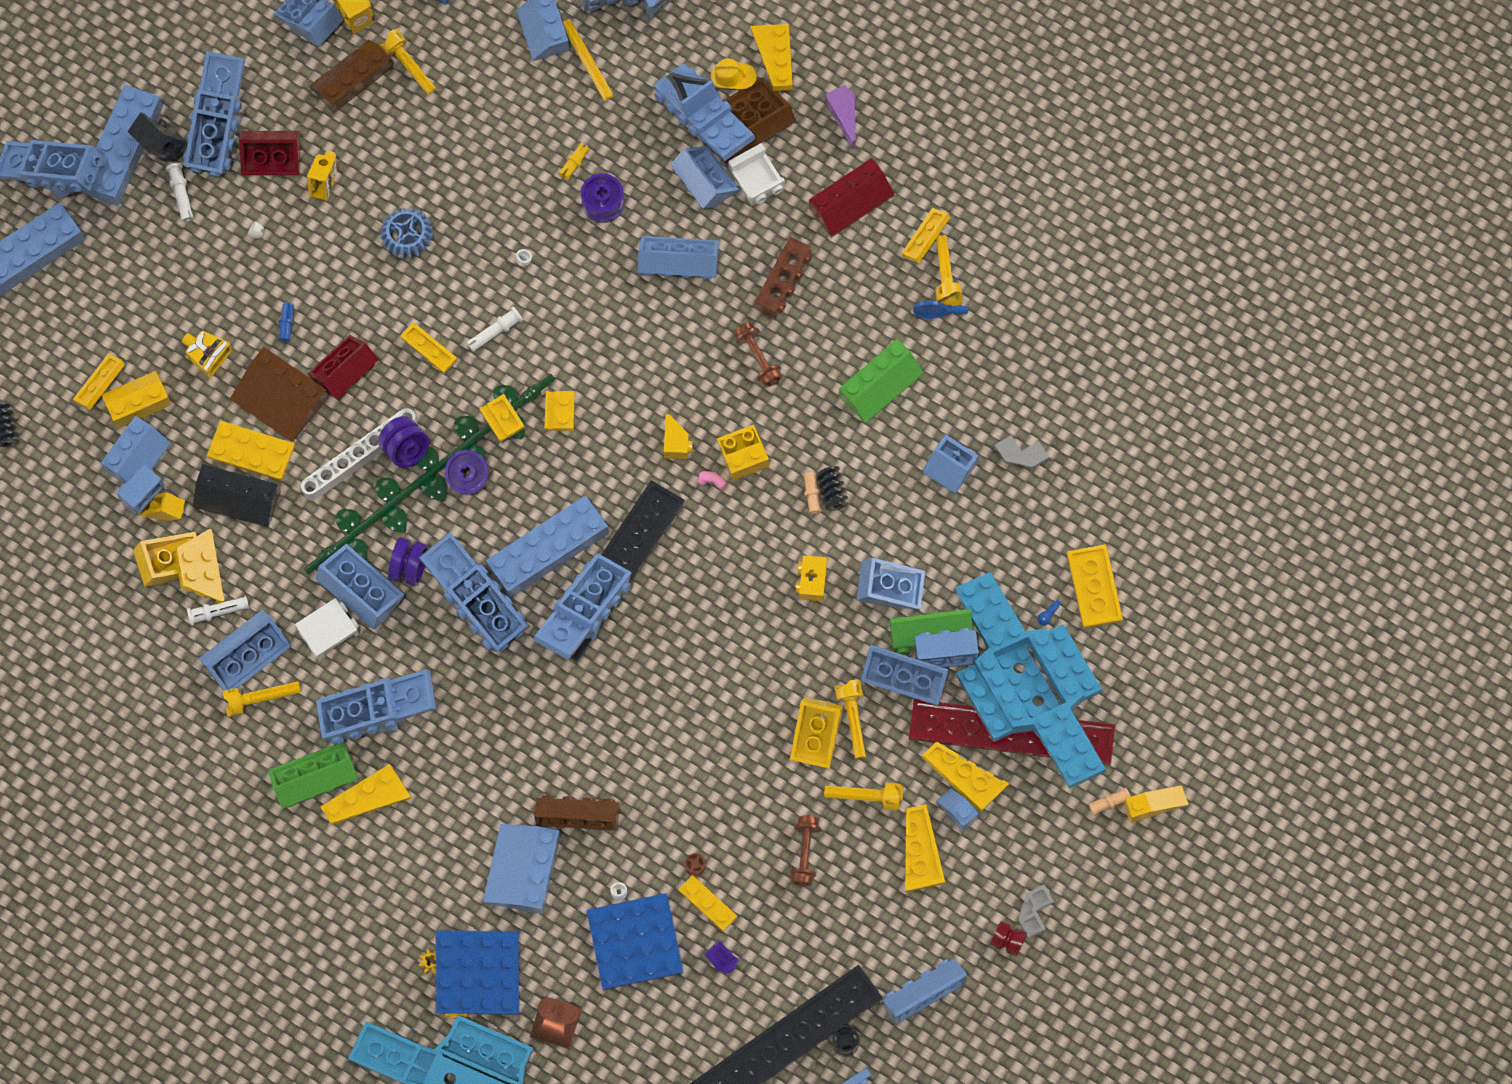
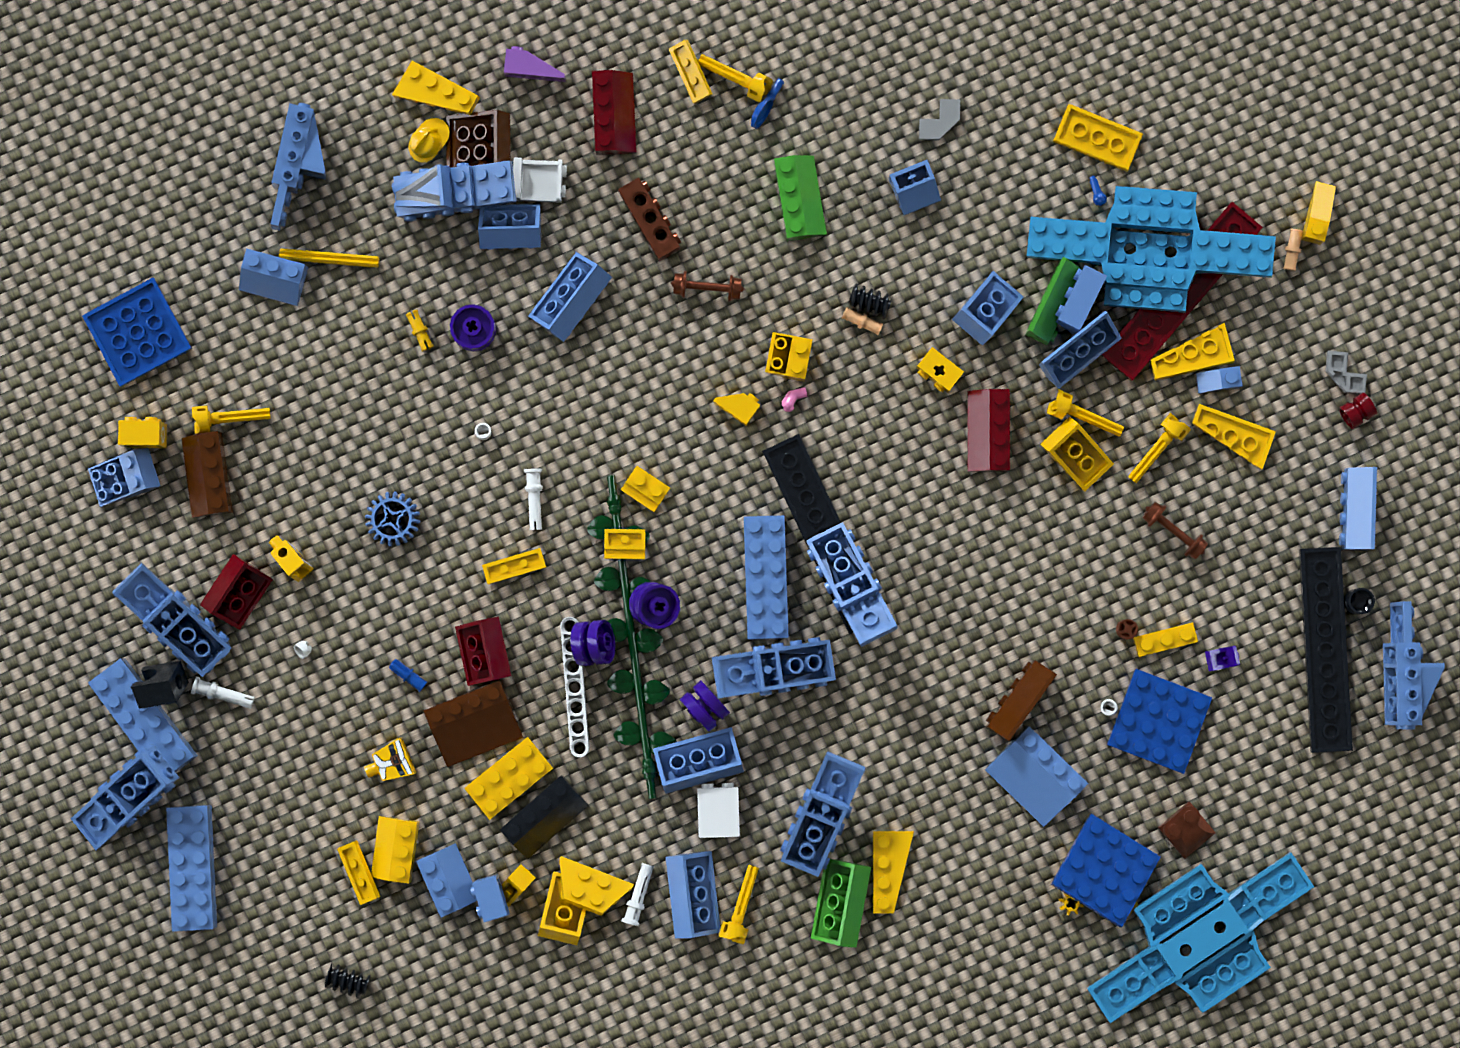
camera: 55 degrees left, 15 degrees up
(789, 650) = (988, 430): none -> dark red slope

